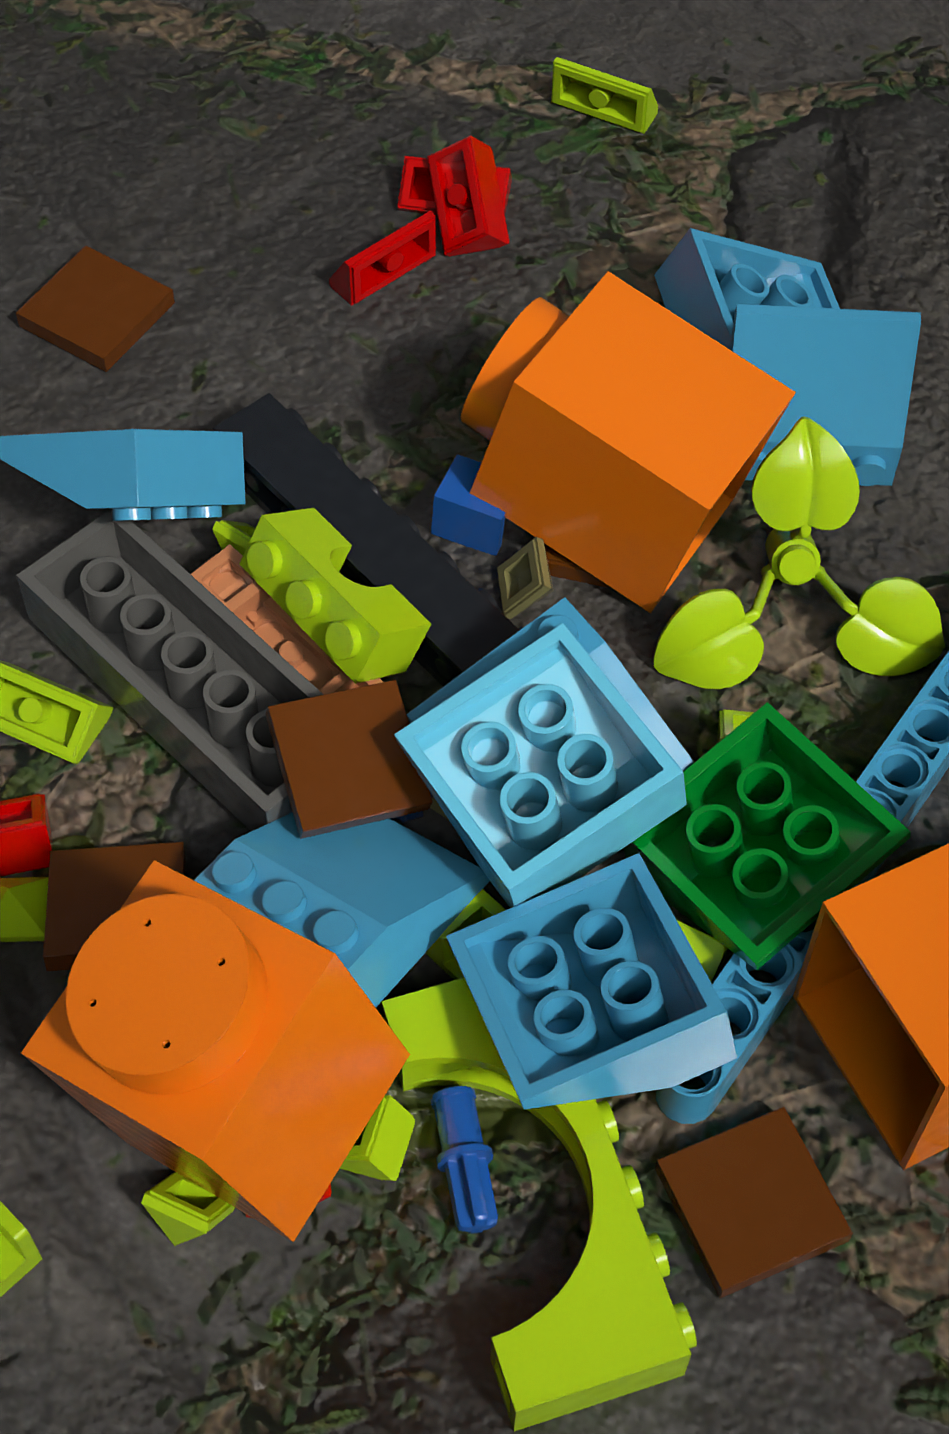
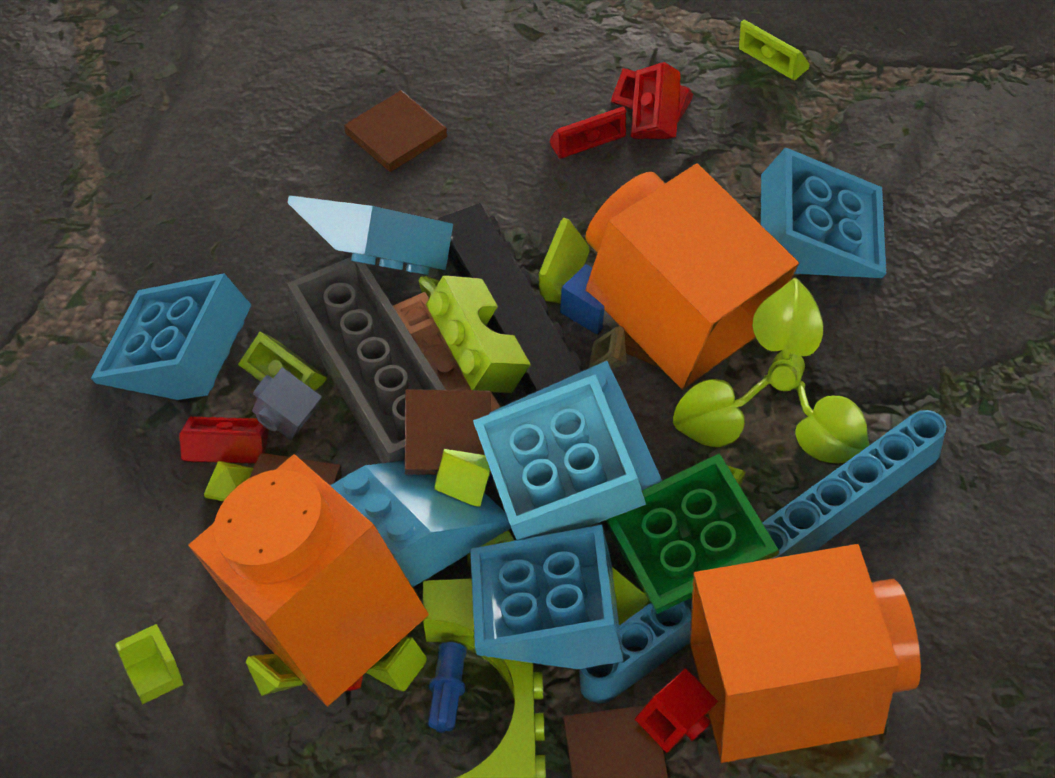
camera: 20 degrees right, 5 degrees down
(67, 765) = (284, 403): none -> sand blue brick
(397, 823) = (463, 476): none -> lime slope
(415, 459) = (563, 260): none -> lime slope
(828, 1112) = (677, 711): none -> red brick
(847, 375) = (842, 264): dark azure slope -> none

